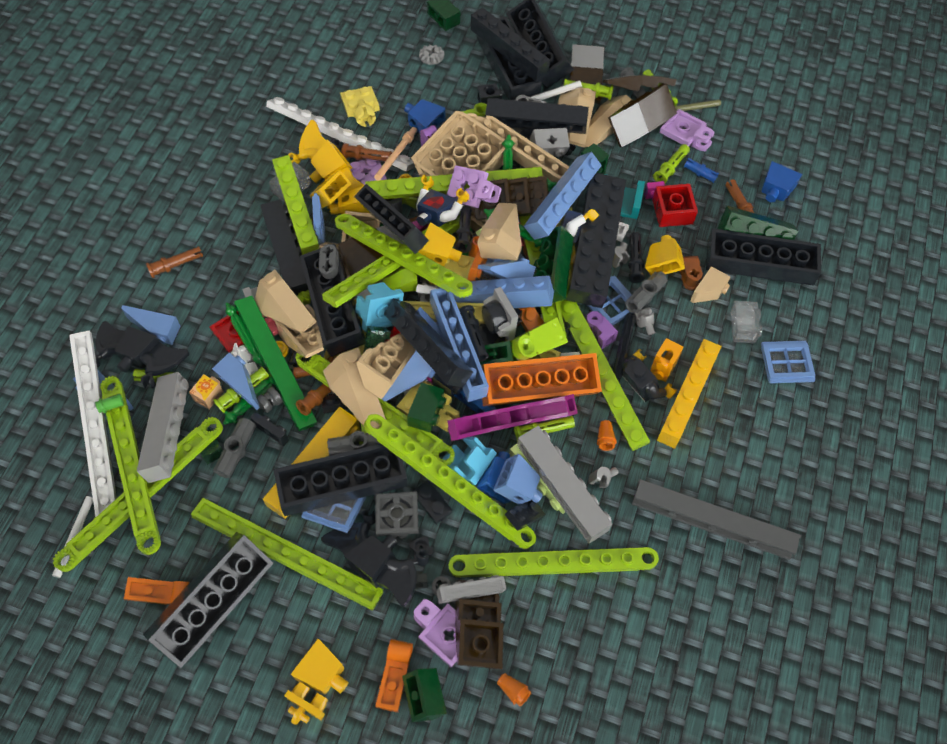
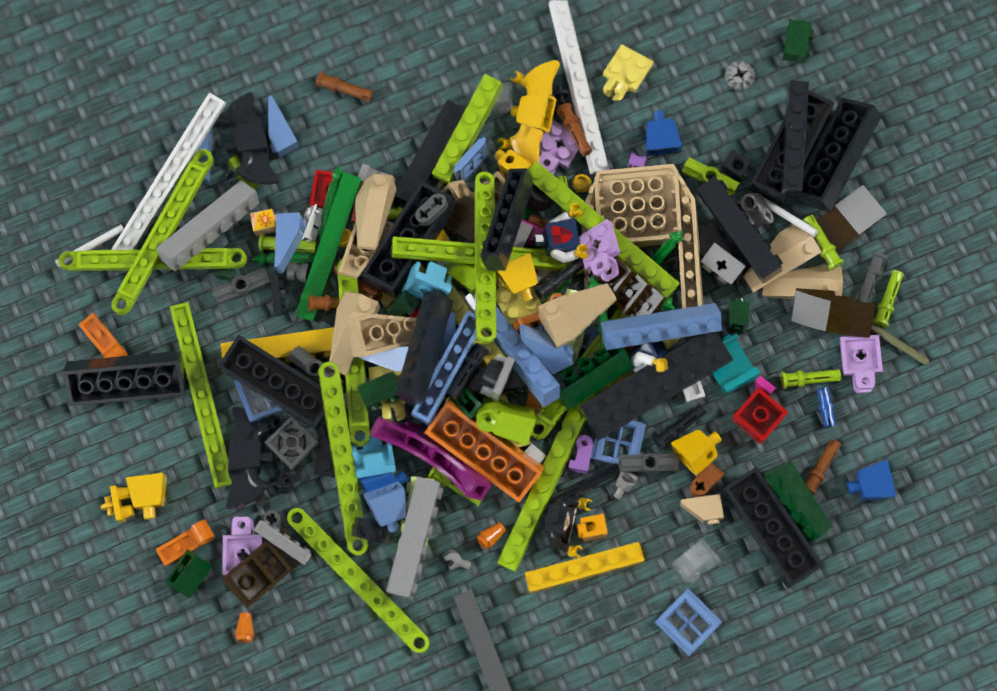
camera: 55 degrees right, 15 degrees up
(109, 403) = (187, 175): bright green pin -> none
(327, 193) = (504, 142): yellow torso -> none
(407, 138) = (625, 144): light nougat bar -> none
(620, 255) = (671, 411): light grey piece -> none
(634, 82) = (866, 279): dark brown slope -> none

